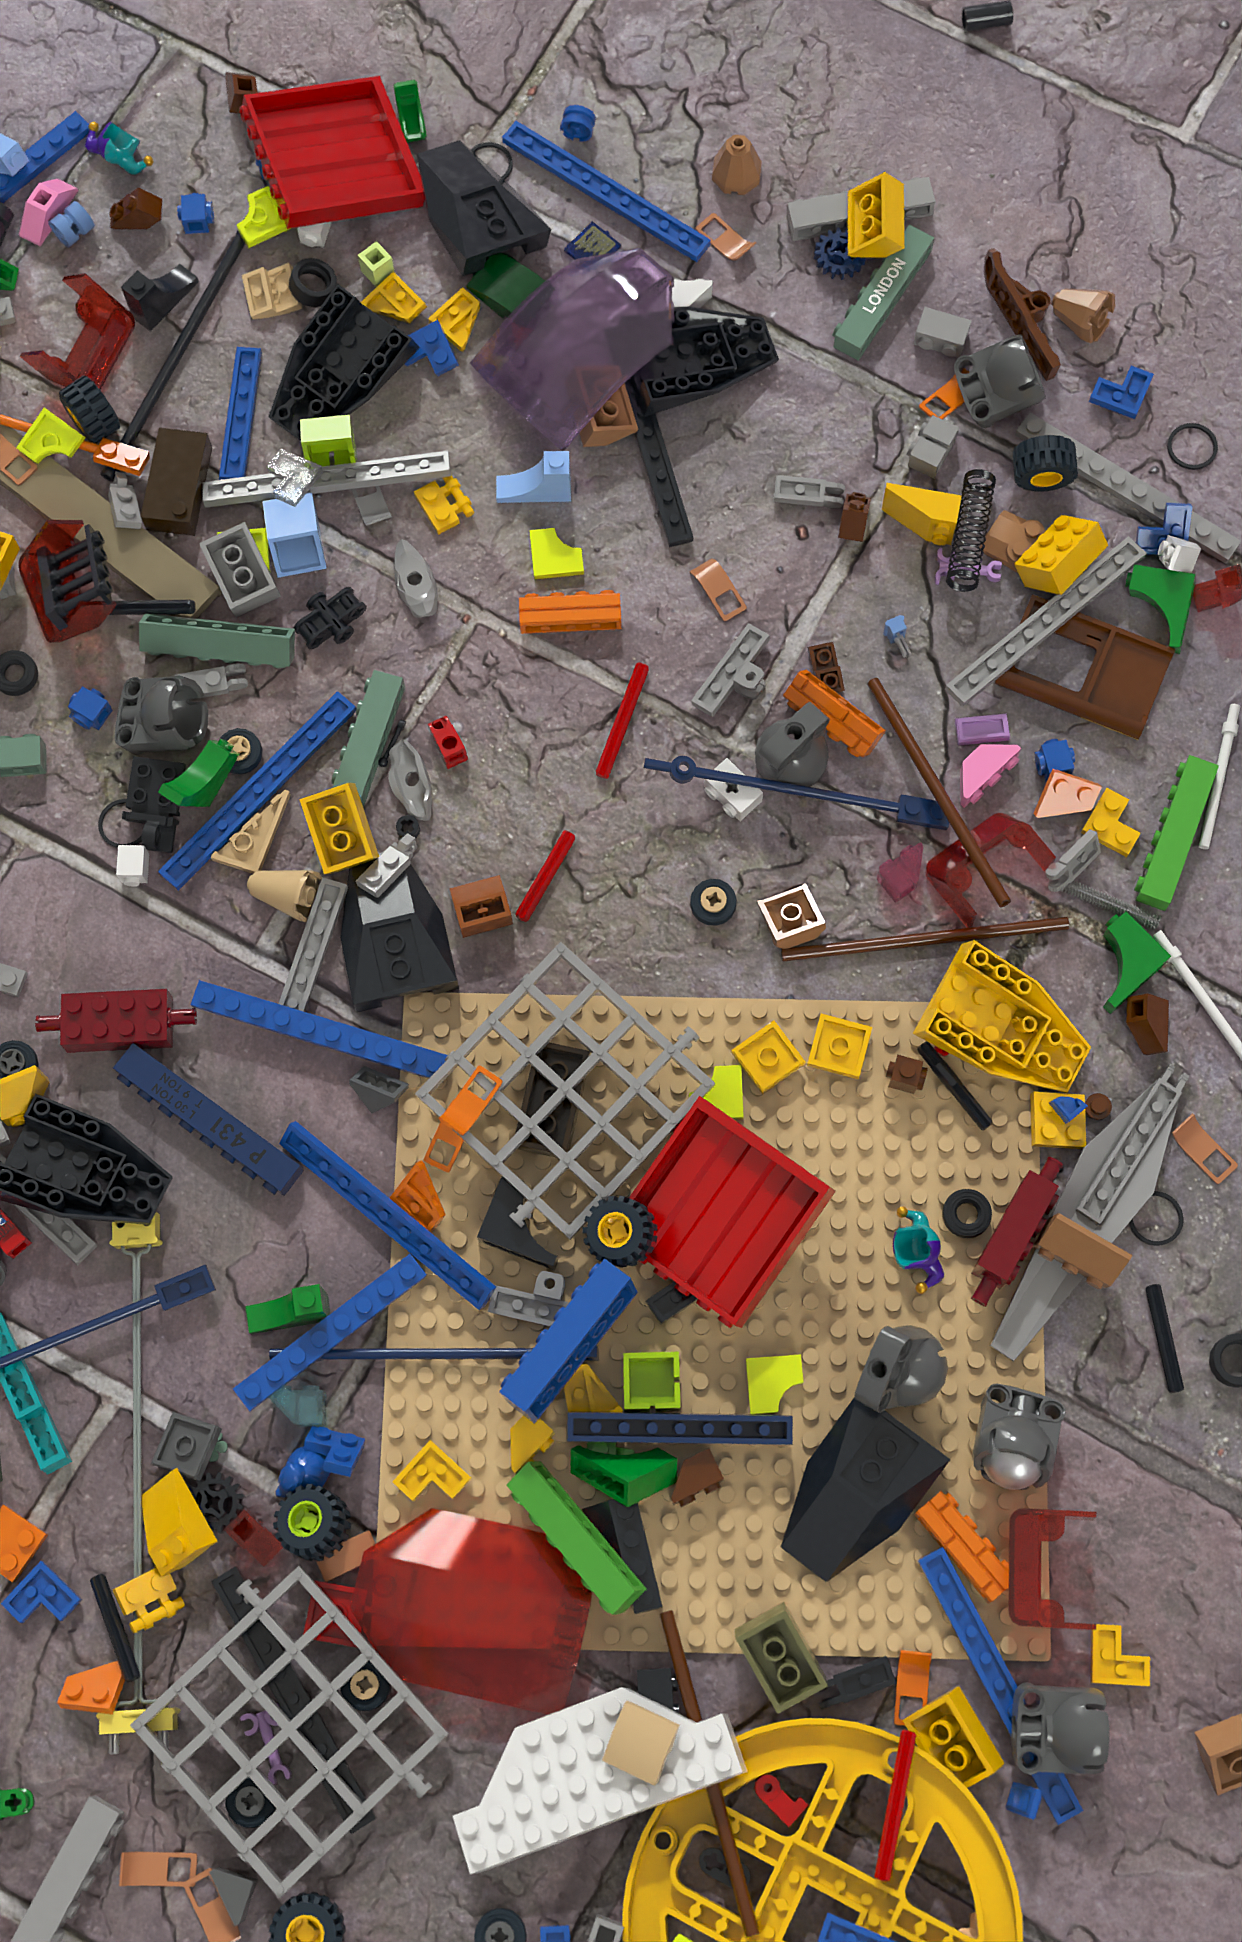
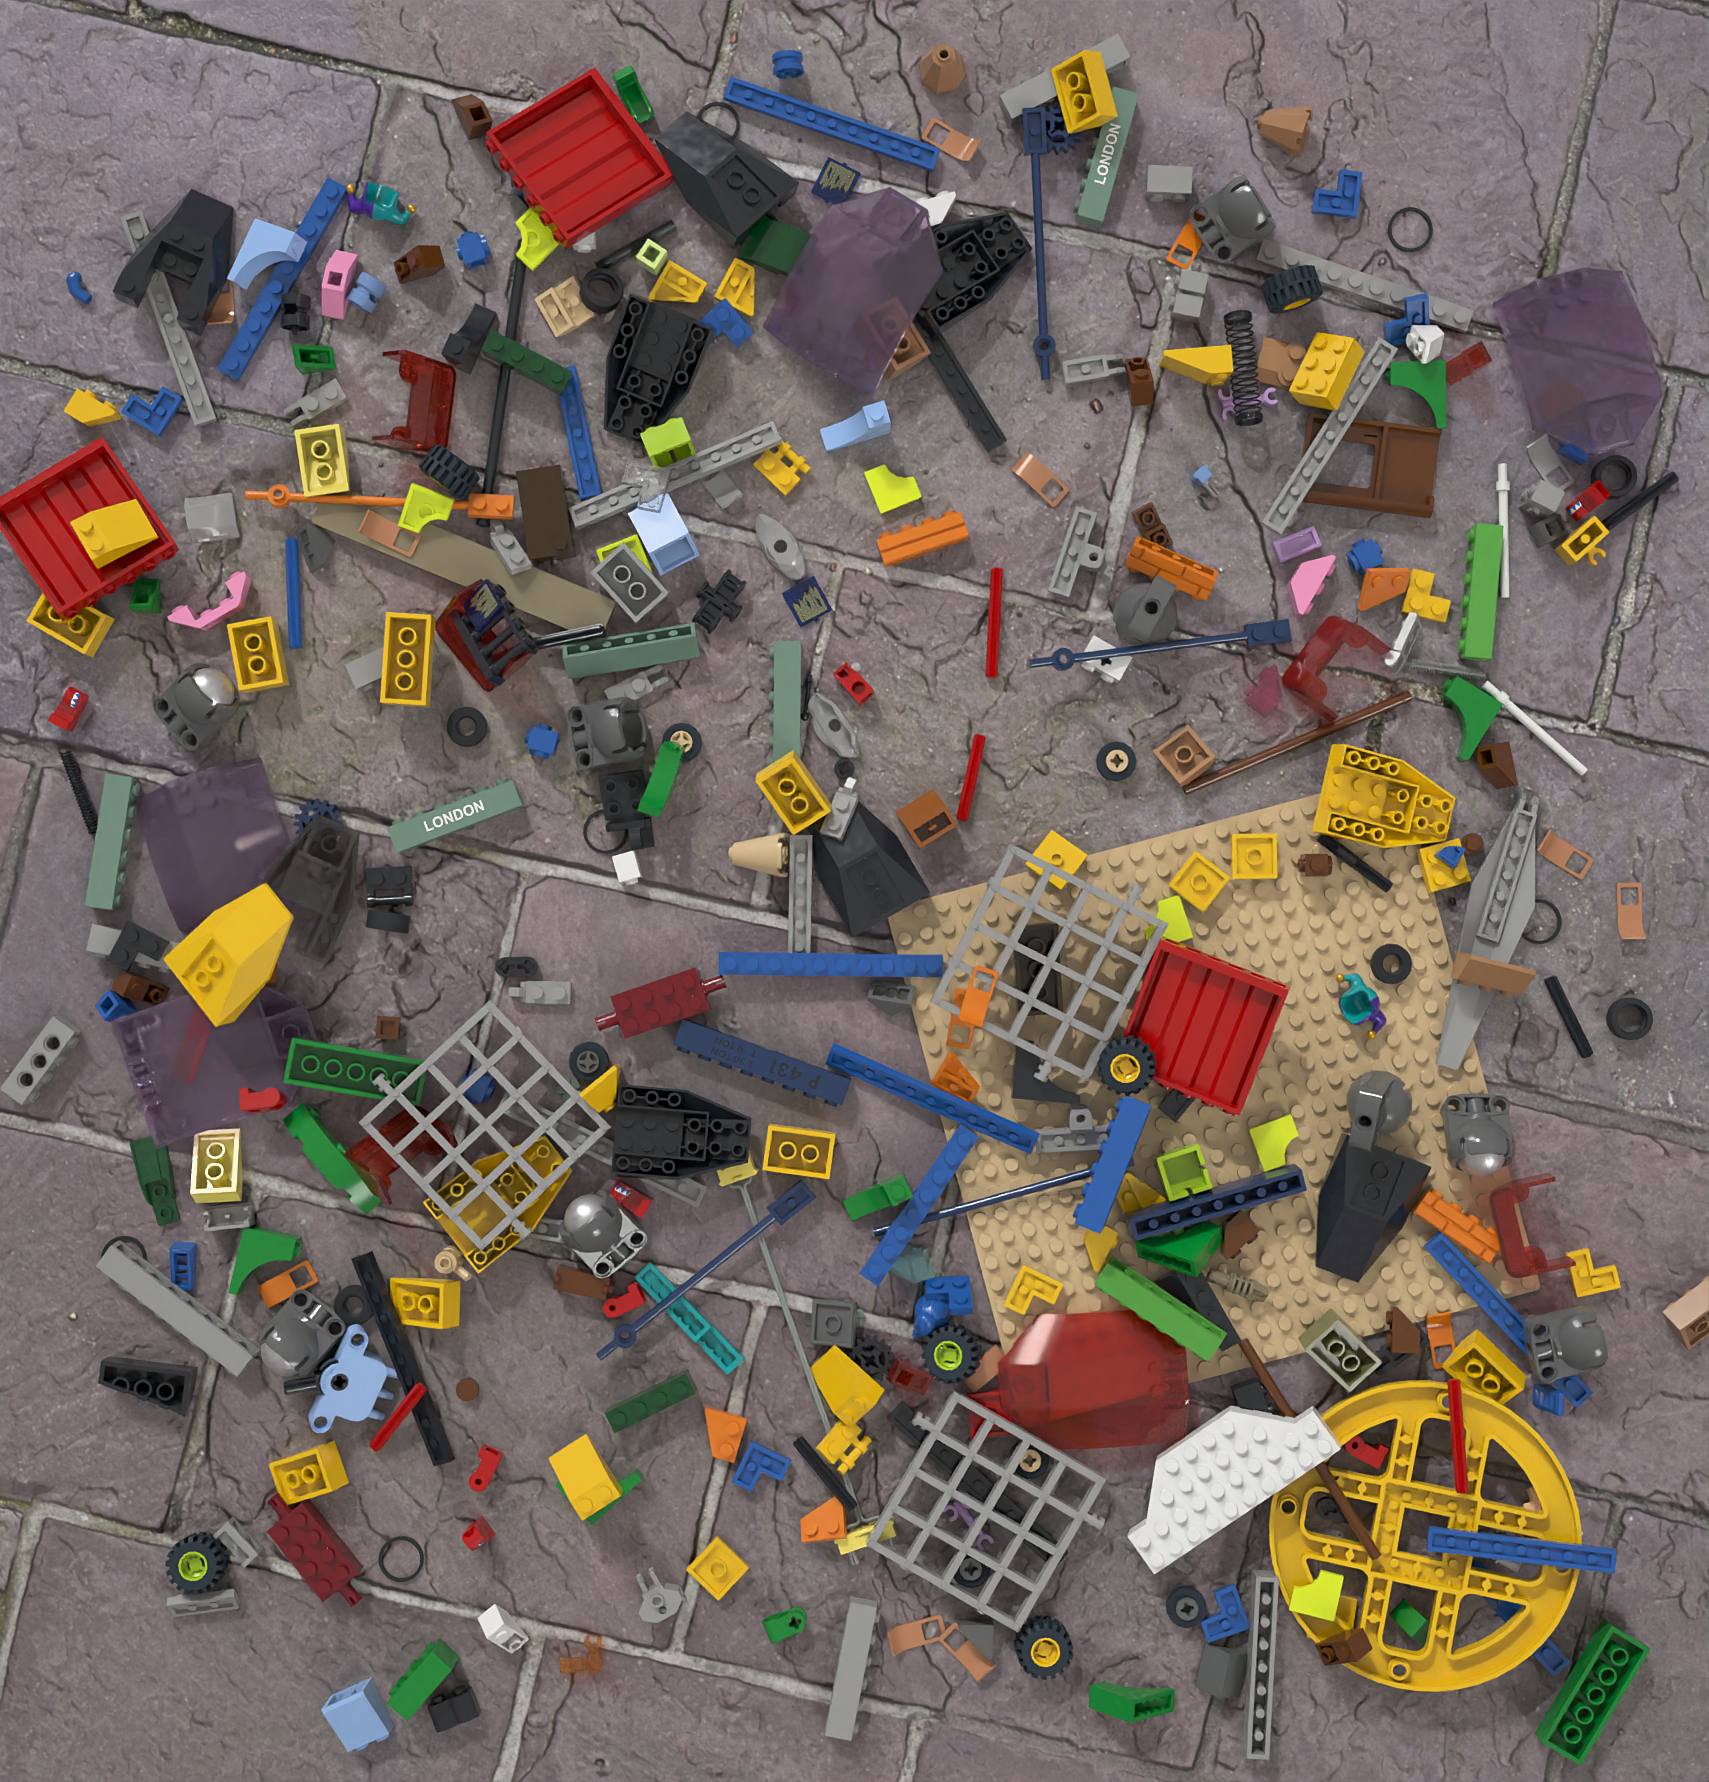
camera: 15 degrees left, 15 degrees up
(73, 546) = (483, 605): none -> piece
(210, 328) = (527, 363): none -> dark green brick
(213, 1230) = (799, 1151): none -> yellow brick
(251, 845) = (719, 821): tan wing -> none
(257, 790) = (709, 772): blue plate -> none
(351, 256) = (636, 245): none -> black axle
(425, 645) = (807, 601): none -> piece
(623, 982) = (1059, 853): none -> yellow plate
(640, 1742) = (1259, 1450): tan slope -> none
(672, 1535) = (1238, 1284): none -> dark tan hinge
(810, 259) = (1035, 145): none -> dark blue bar
(864, 1661) = (1403, 1334): none -> reddish brown slope
(939, 793) = (1273, 611): reddish brown piece -> none
(1017, 1226) = (1435, 970): dark red brick -> none
(1022, 312) = (1228, 140): reddish brown piece -> none

